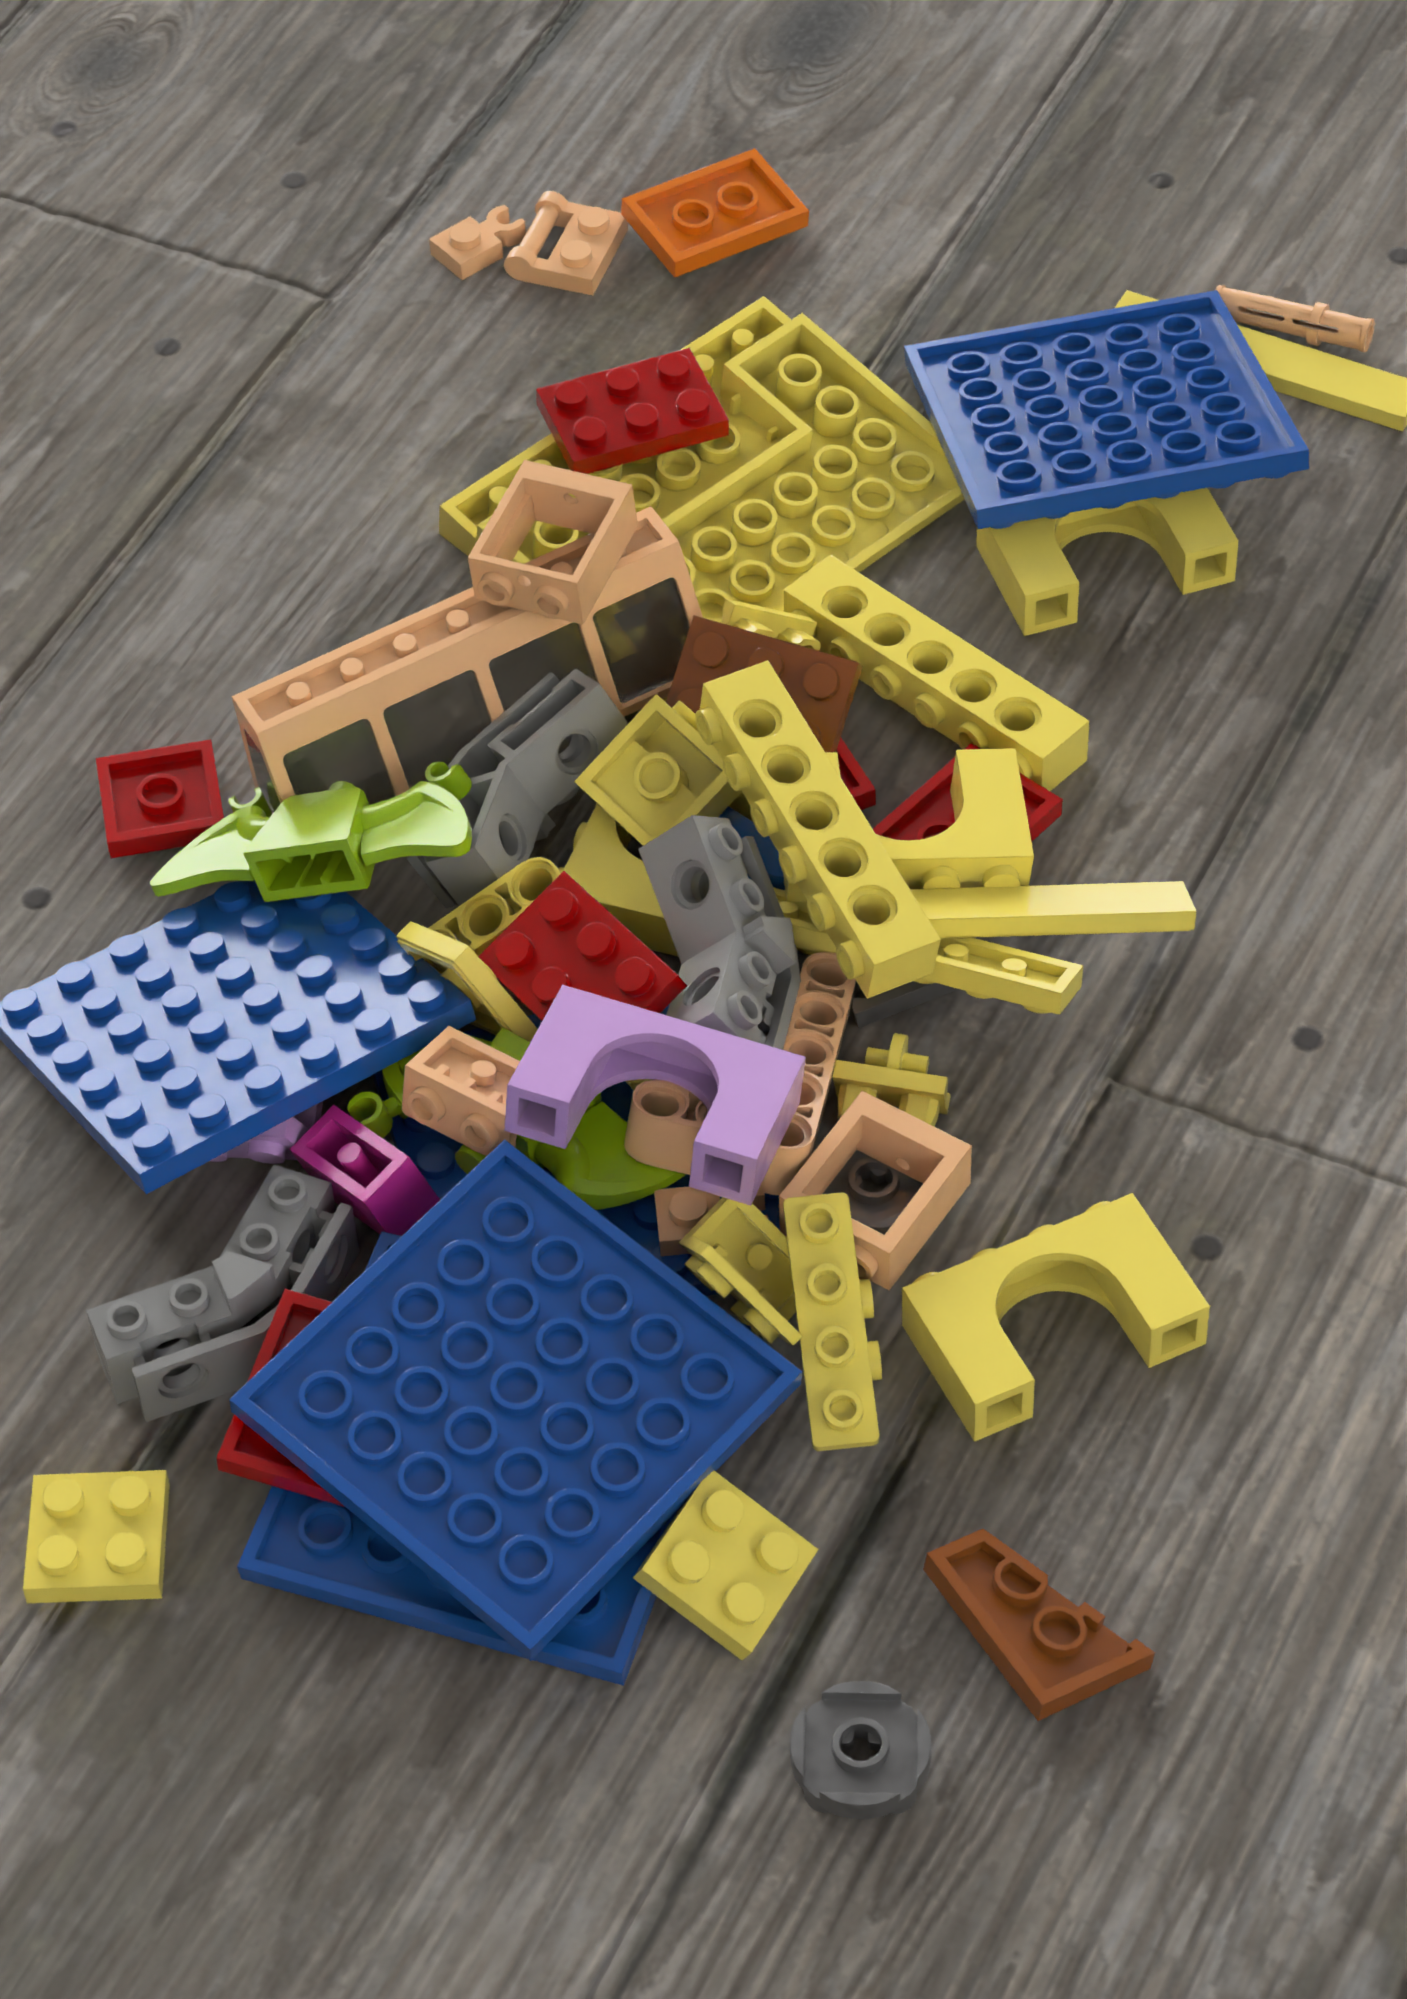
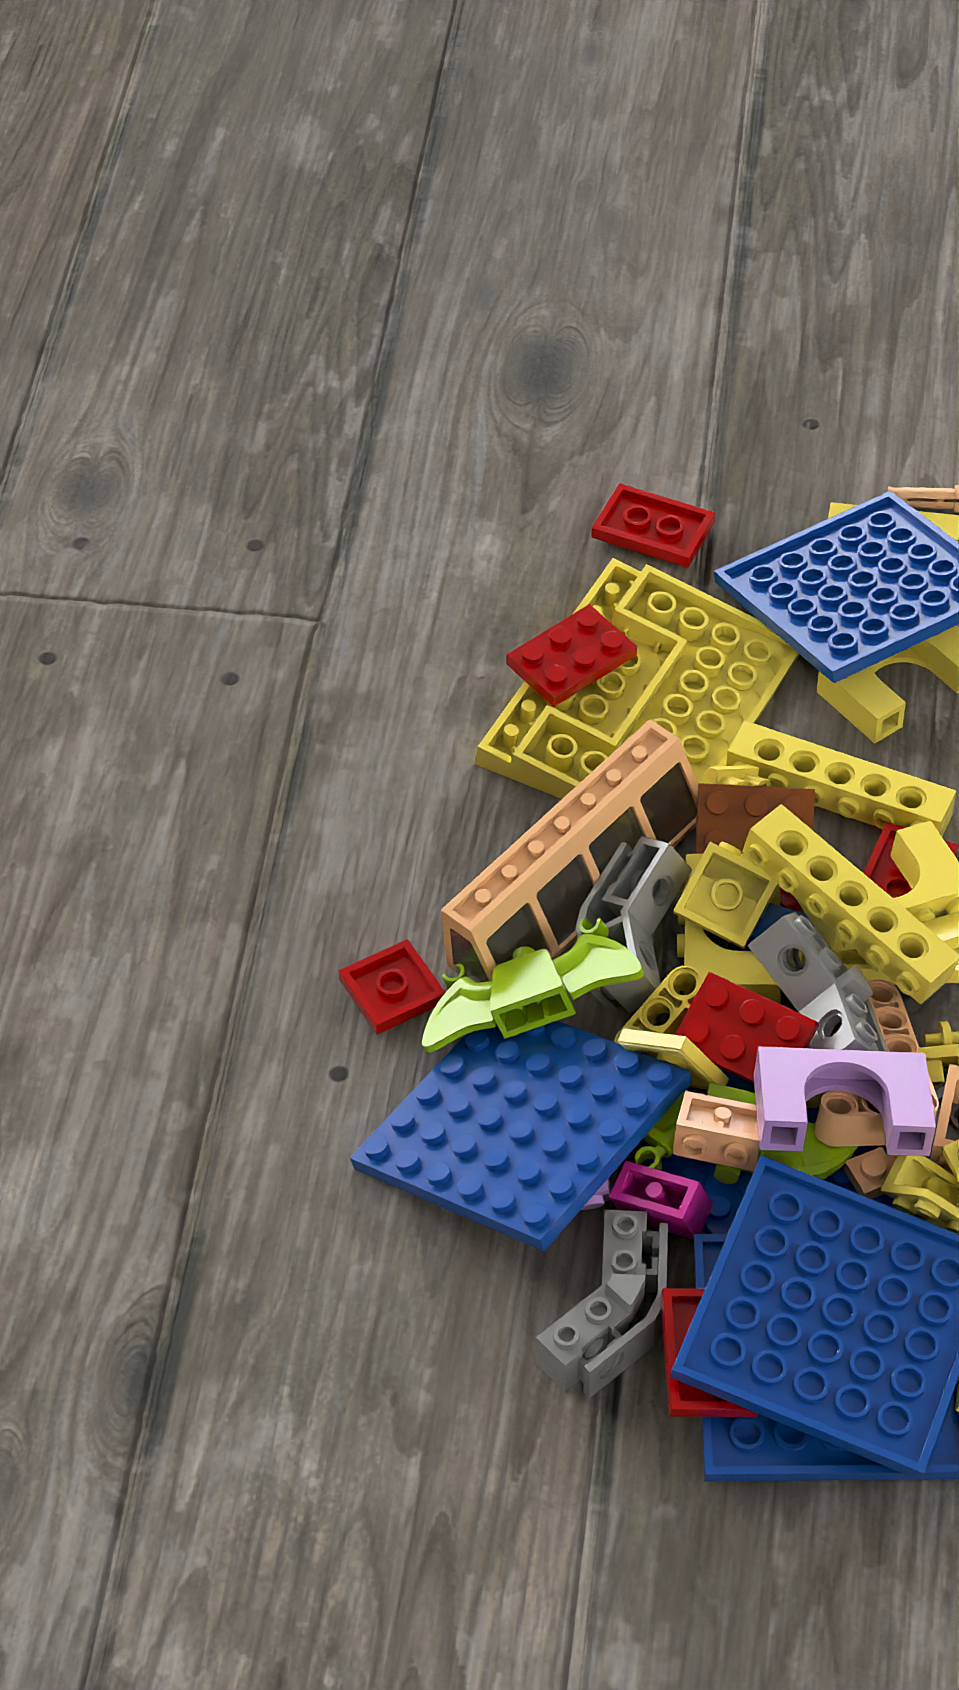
camera: 20 degrees left, 0 degrees up
(96, 1536) = (600, 1481): light yellow plate -> none
(475, 245) = (400, 564): light nougat plate -> none
(542, 495) = (590, 729): light nougat window -> none
(581, 252) = (472, 553): light nougat plate -> none
(714, 212) = (549, 508): orange plate -> none
(853, 267) = (653, 525): none -> red plate

